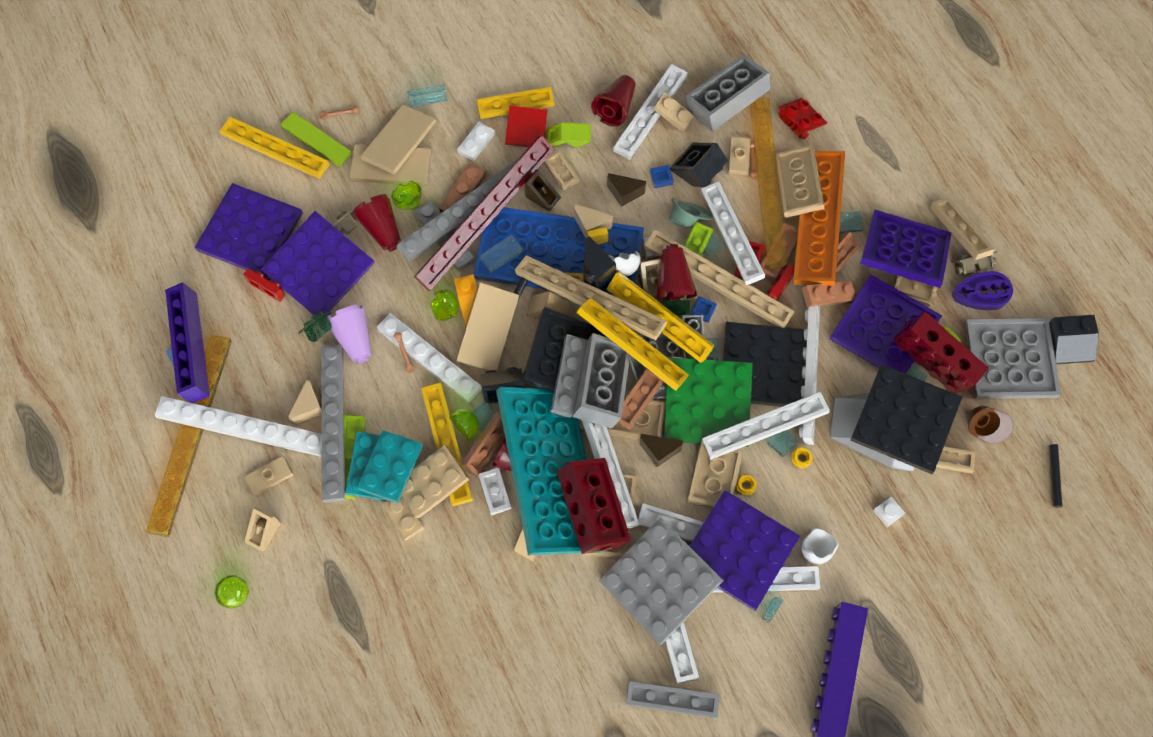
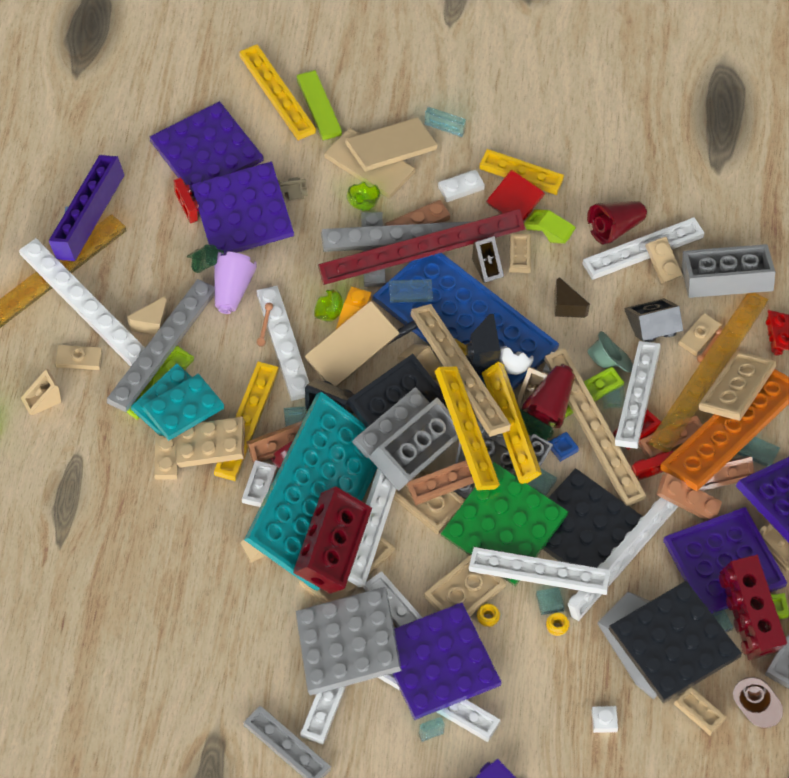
camera: 30 degrees right, 10 degrees down
(323, 115) = (341, 88): nougat hinge -> none
(379, 221) = (322, 201): dark red cone -> none
(465, 423) = (275, 412): clear neon green hair -> none
(591, 219) = (513, 310): tan slope -> none
(599, 235) = (507, 325): yellow tile -> none
(660, 448) = (433, 537): dark brown slope -> none
(661, 176) = (611, 311): blue tile -> none
(819, 546) = (513, 704): white hair -> none

